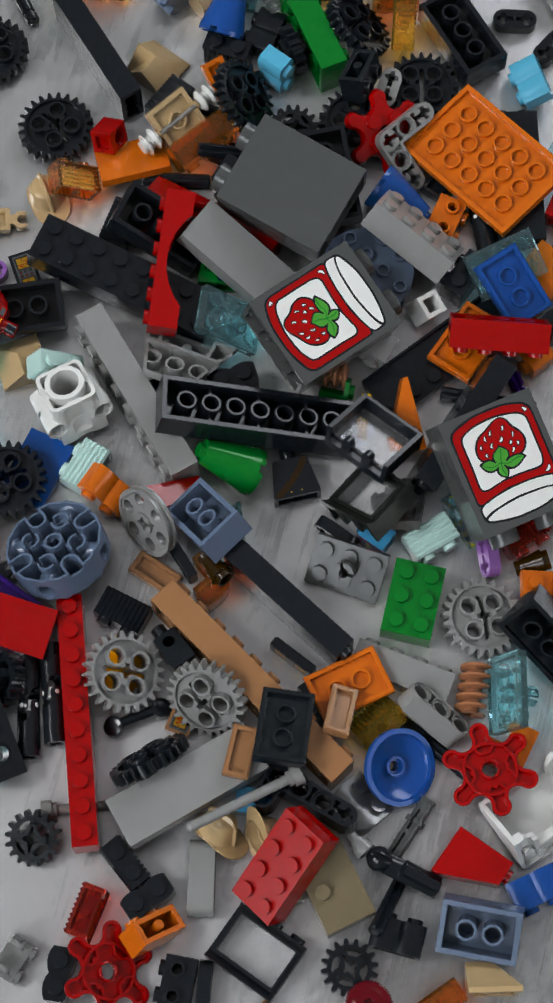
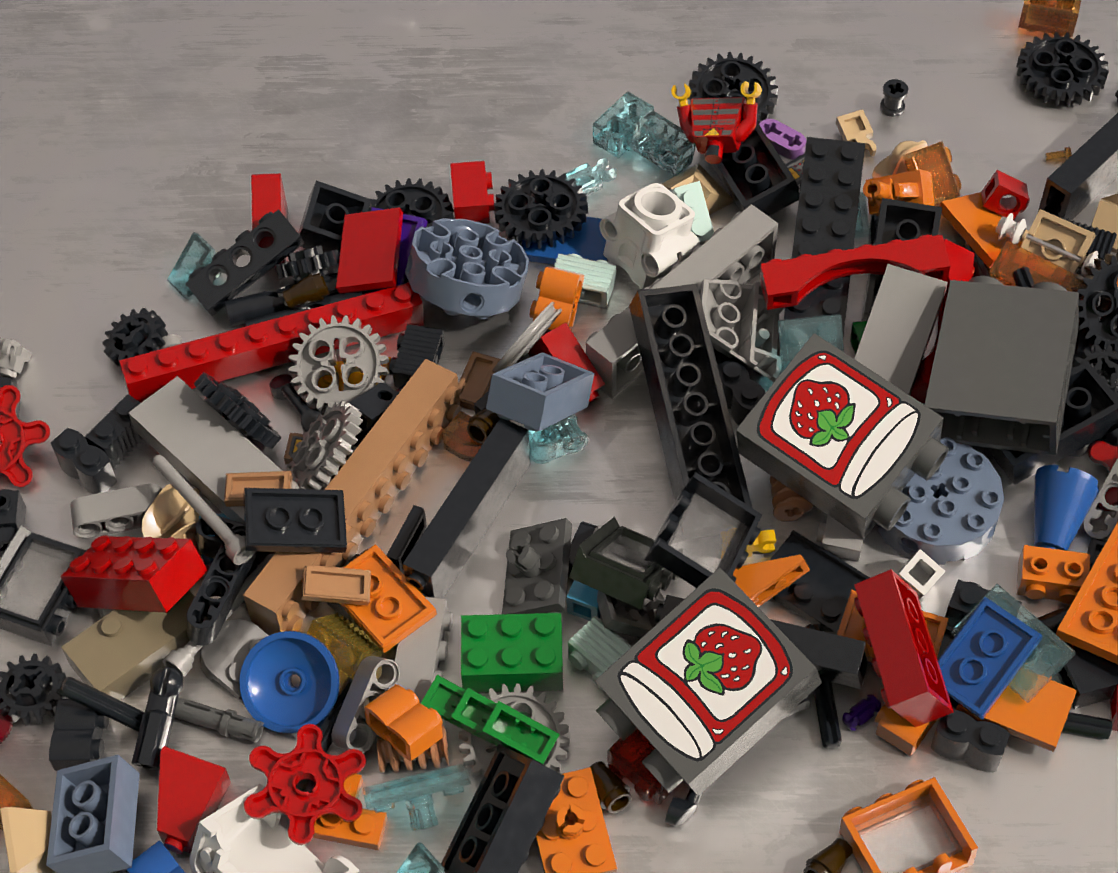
camera: 75 degrees right, 15 degrees down
(37, 682) = (307, 290): none -> dark brown cone
(39, 140) = (978, 138): black gear -> none
(74, 79) = (1059, 154): none -> clear orange piece
(86, 912) = (56, 404): clear red brick -> none
(89, 207) = (907, 186): none -> orange brick
(151, 931) = (41, 467): orange brick -> none
(232, 463) = (627, 406): green cone -> none
(293, 480) = (634, 487): black torso -> none
(347, 394) = (772, 512): green bracket -> none
(412, 235) = (1005, 522): light grey brick -> none
(464, 686) = (404, 721): none -> orange brick
(474, 628) = (490, 720): none -> green slope
(488, 559) = (592, 733): medium lavender beam -> none

